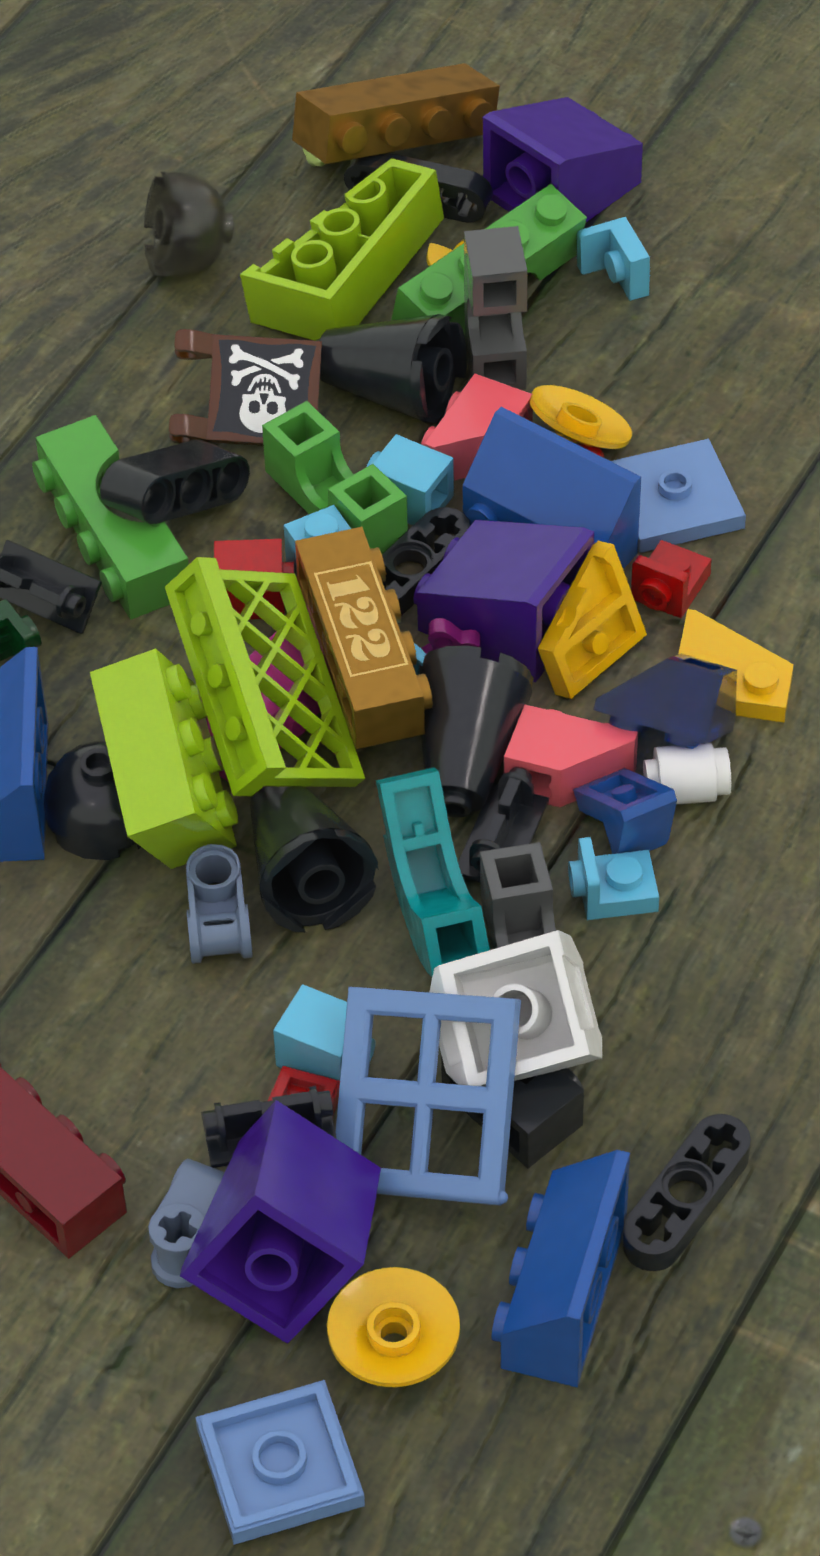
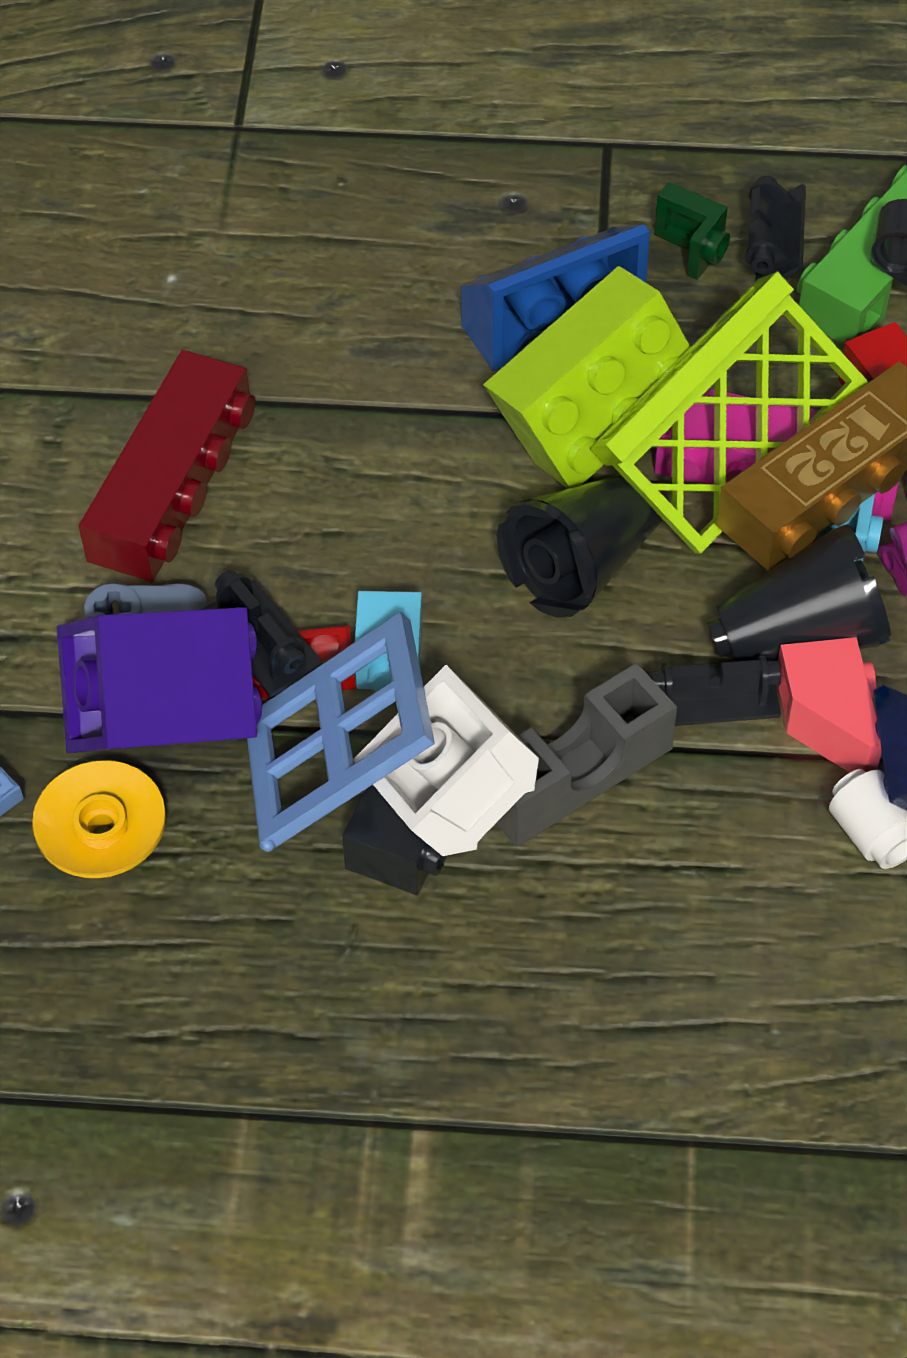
camera: 65 degrees right, 5 degrees up
(216, 912) = (485, 500): sand blue piece -> none
(425, 870) = (635, 627): teal arch -> none
(564, 1269) = (212, 936): blue slope -> none
(613, 882) = (709, 805): medium azure bracket -> none
(632, 808) = (790, 778): blue slope -> none
(686, 1218) = (356, 985): black beam -> none

